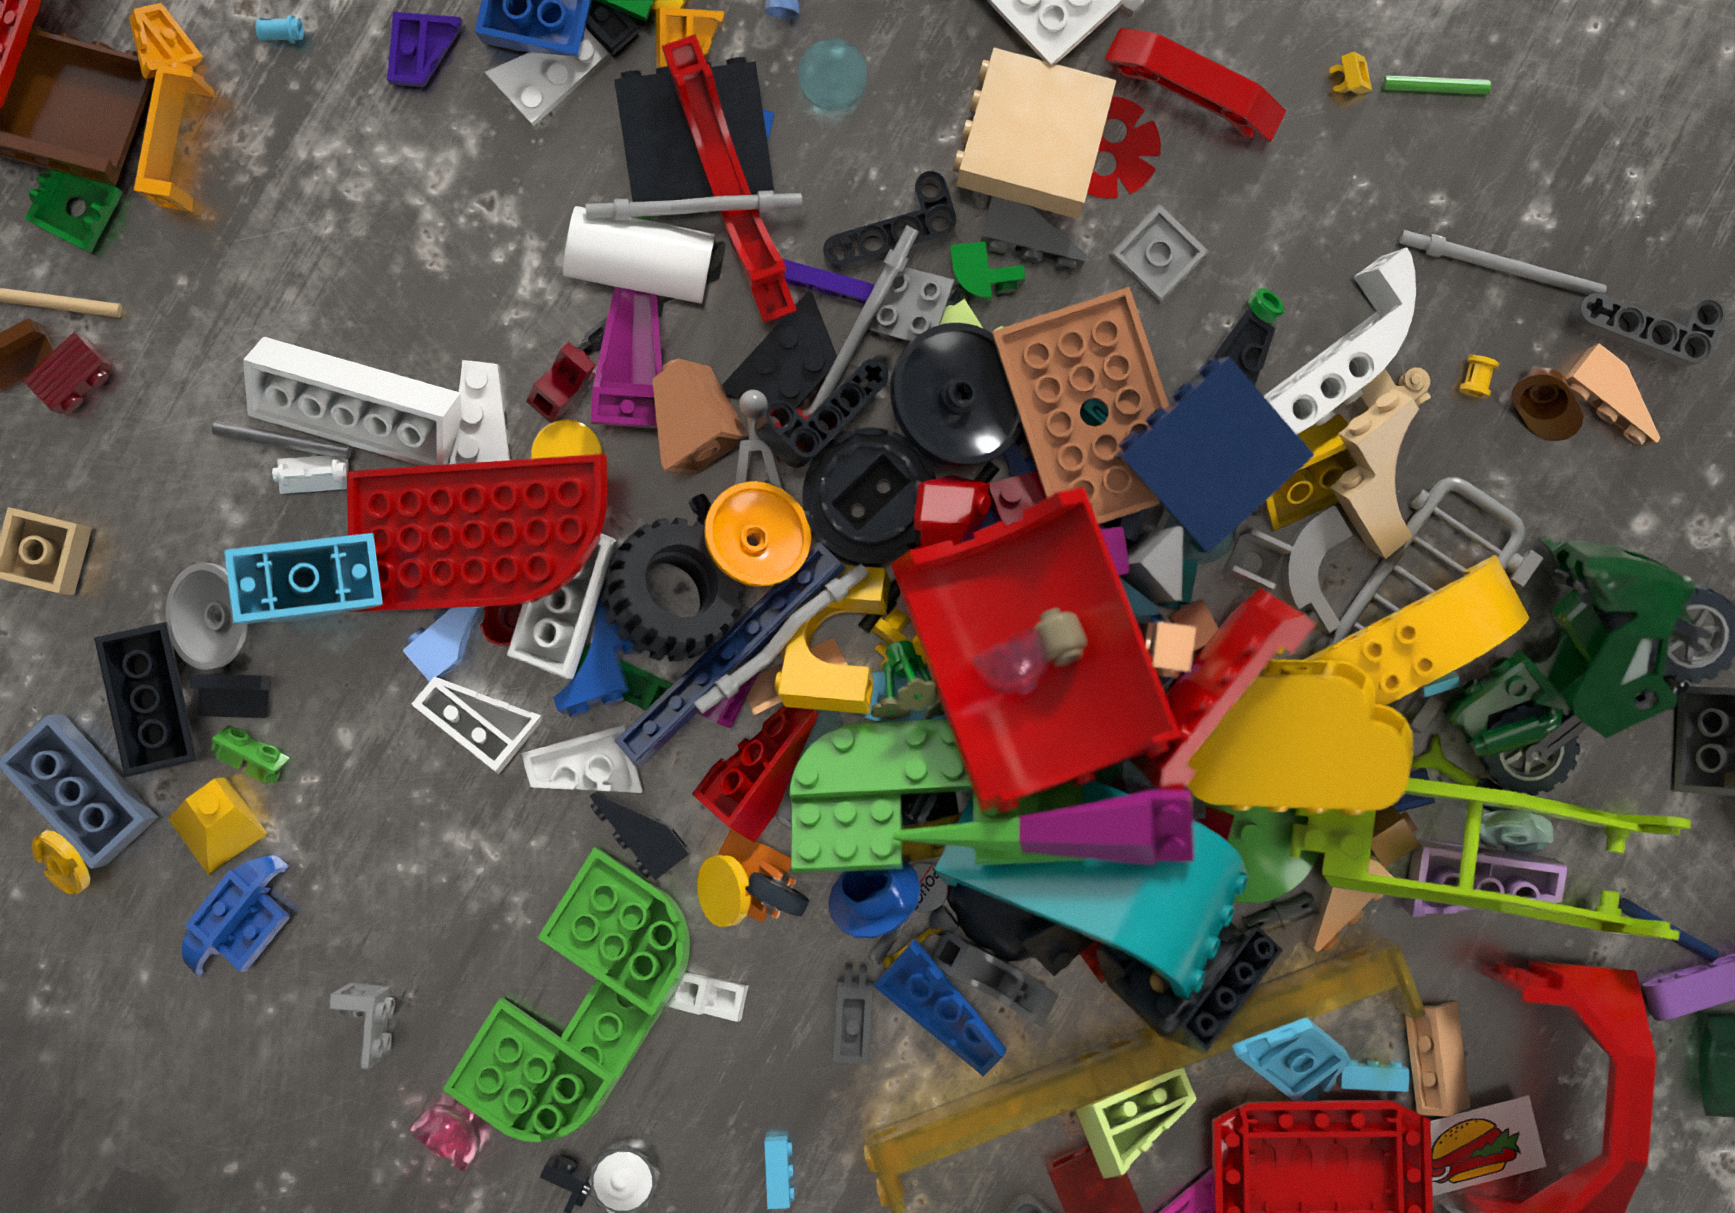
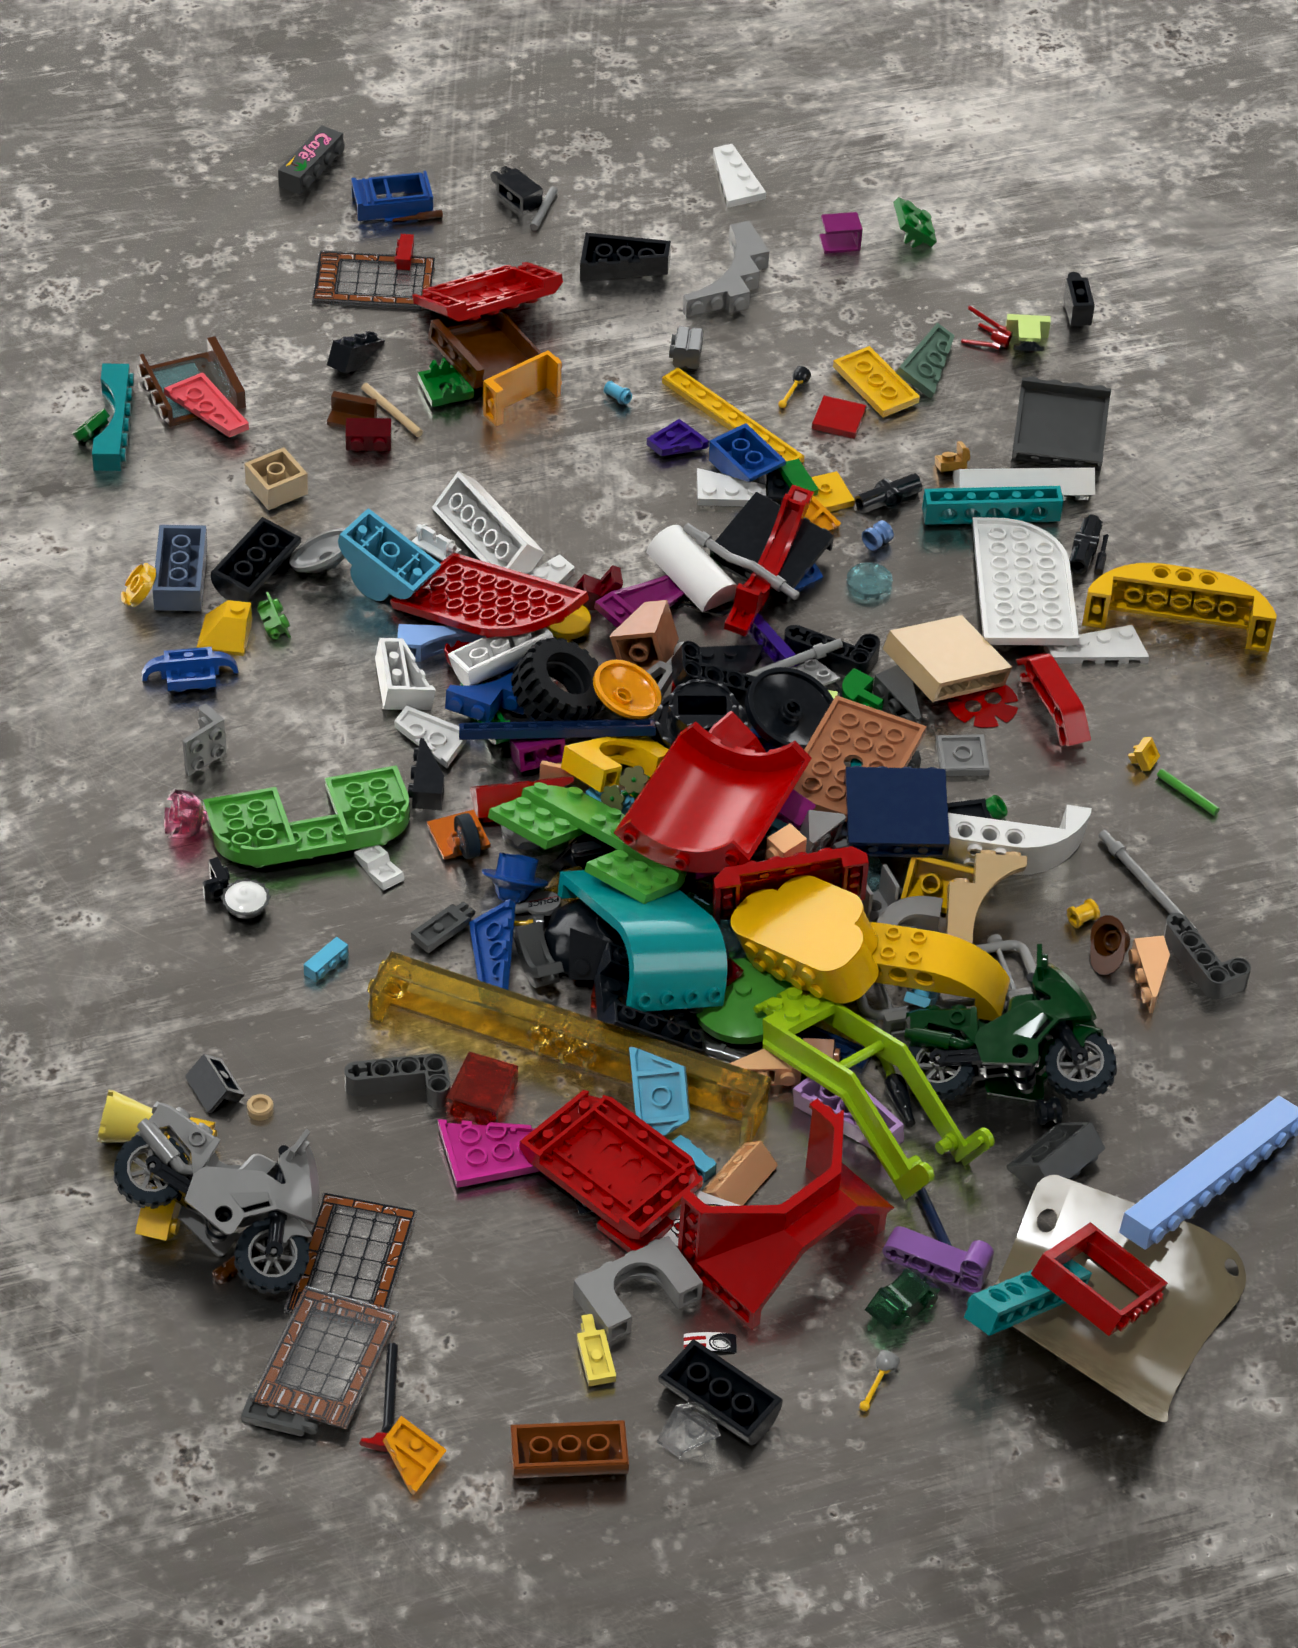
camera: 35 degrees right, 40 degrees down
(160, 40) = (565, 353): light orange wing -> none
(232, 695) = (296, 591): black panel -> none
(281, 440) = (436, 523): flat silver bar -> none
(723, 890) = (441, 816): yellow tile -> none
(728, 685) = (639, 737): light grey bar -> none
(1013, 663) = (698, 793): clear pink cylinder -> none
(1061, 636) = (732, 802): dark tan head -> none
(1123, 829) = (678, 885): magenta plate -> none
(1131, 1119) = (545, 1056): yellowish green wedge -> none
(1412, 383) = (1022, 888): tan brick -> none
(1517, 830) = (896, 1095): light aqua tile -> none

